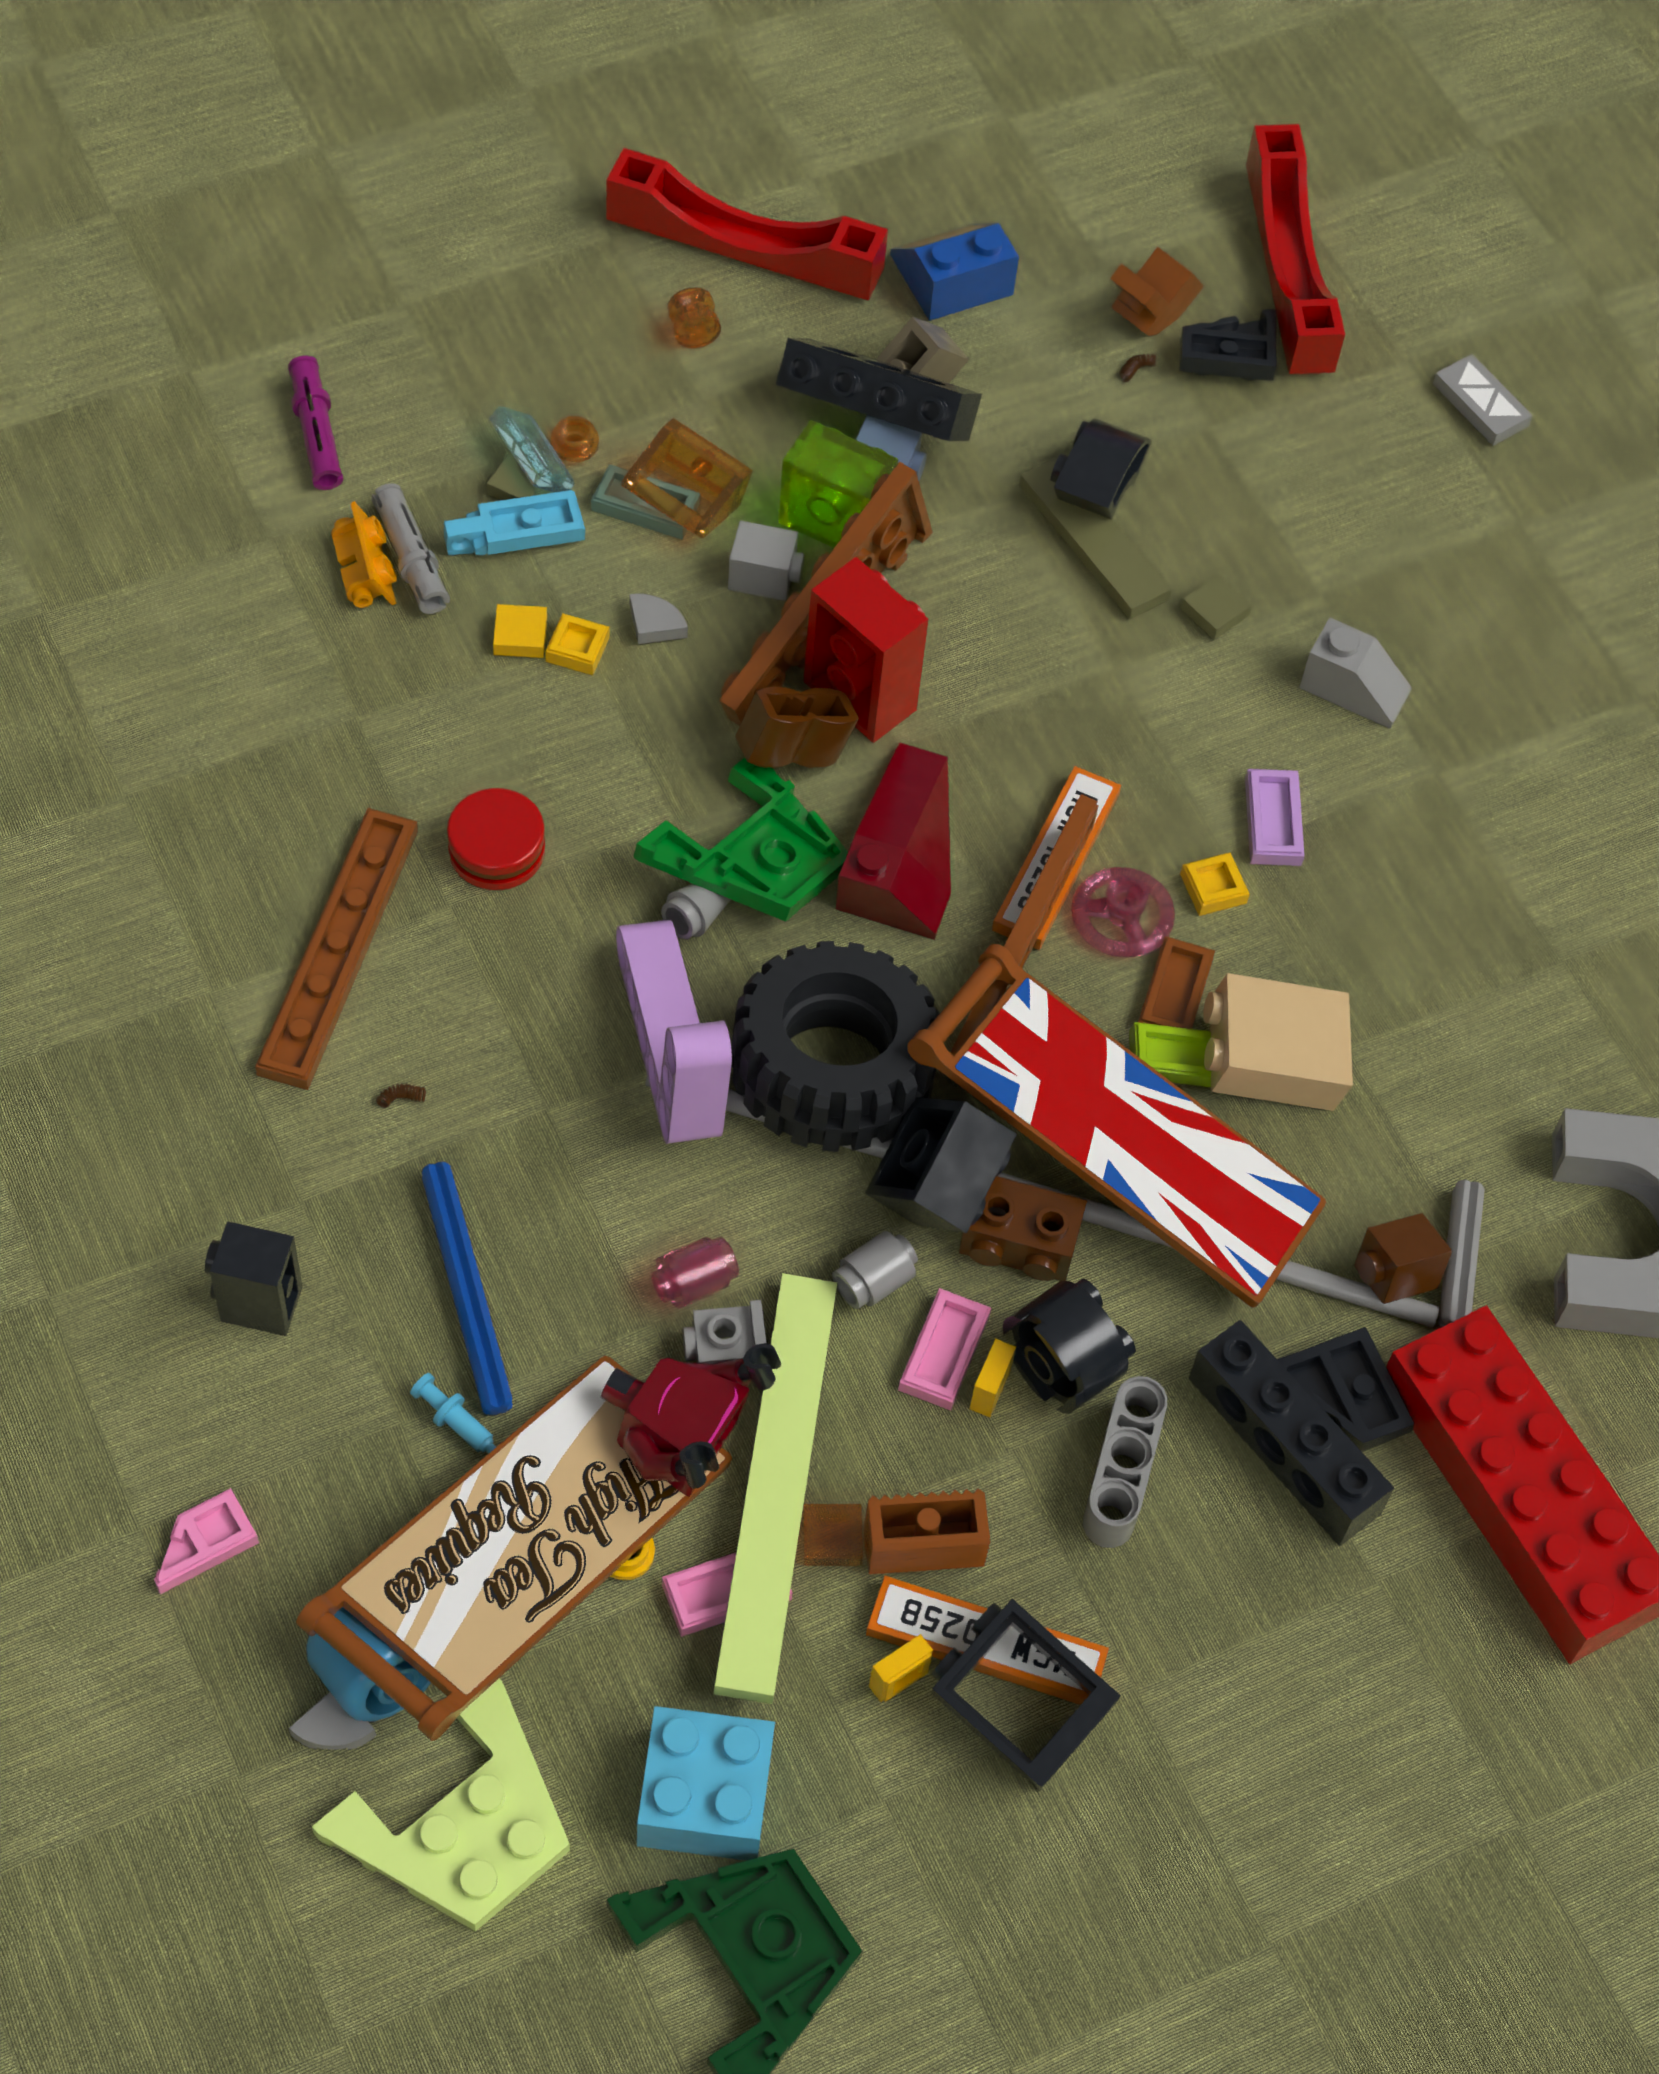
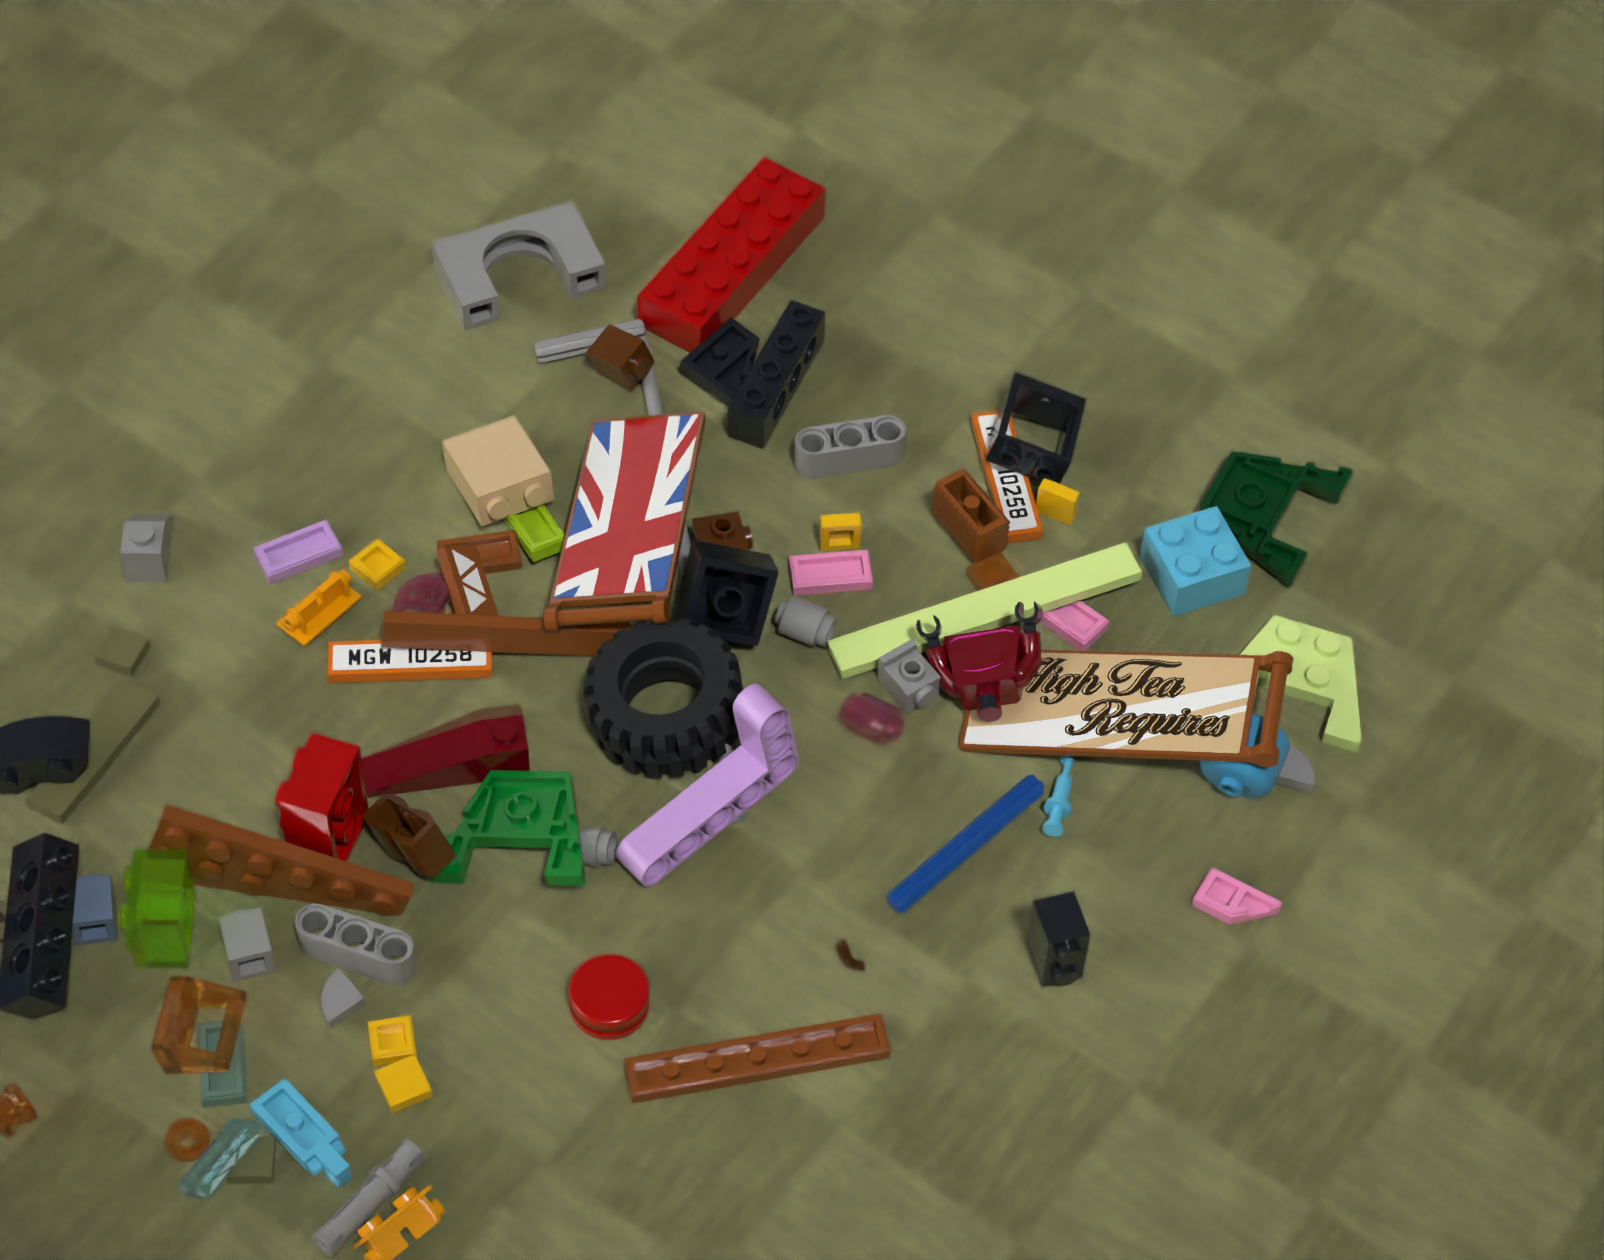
camera: 115 degrees left, 5 degrees down
(703, 648) = (345, 928): none -> light grey beam
(1068, 1344) = (800, 490): black brick -> none
(1124, 940) = (466, 580): none -> dark orange tile
(1174, 796) = (320, 608): none -> light orange hinge

